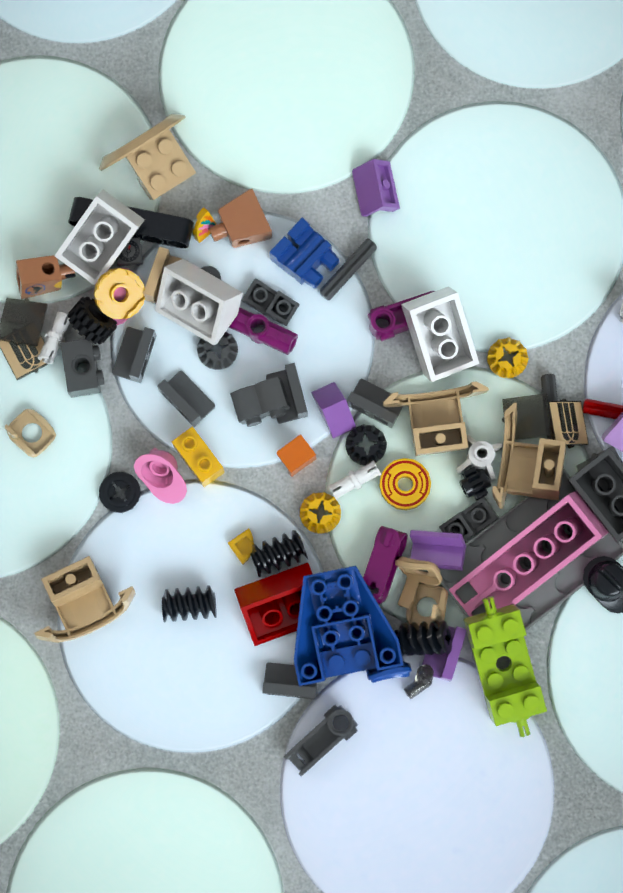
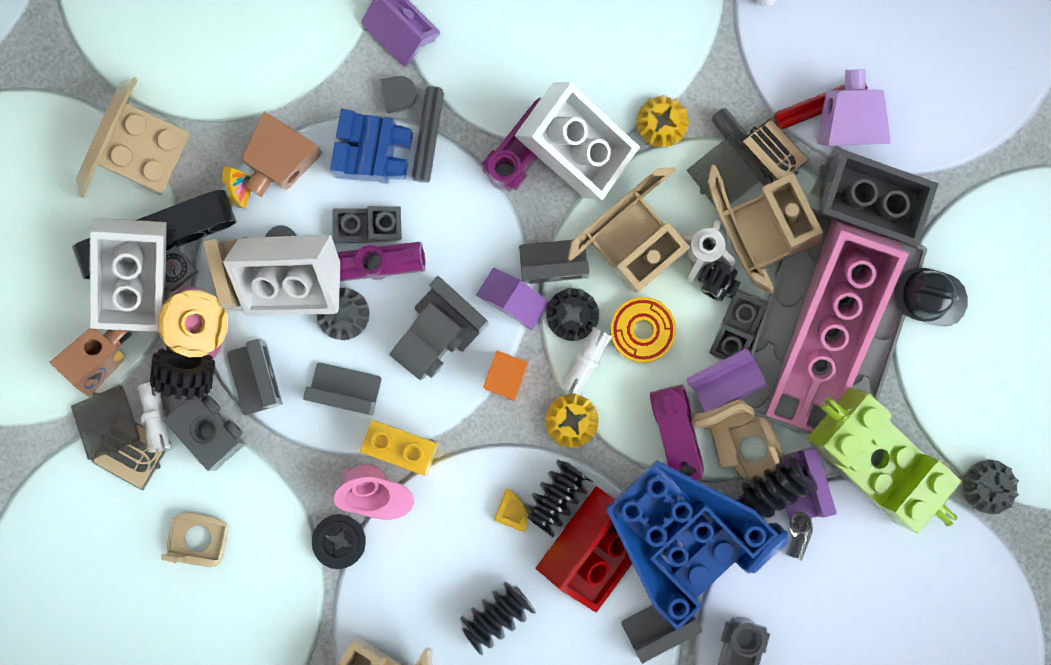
camera: 30 degrees left, 5 degrees up
(346, 231) = (398, 93): none -> dark grey tile
(555, 733) = (979, 496): none -> dark grey gear

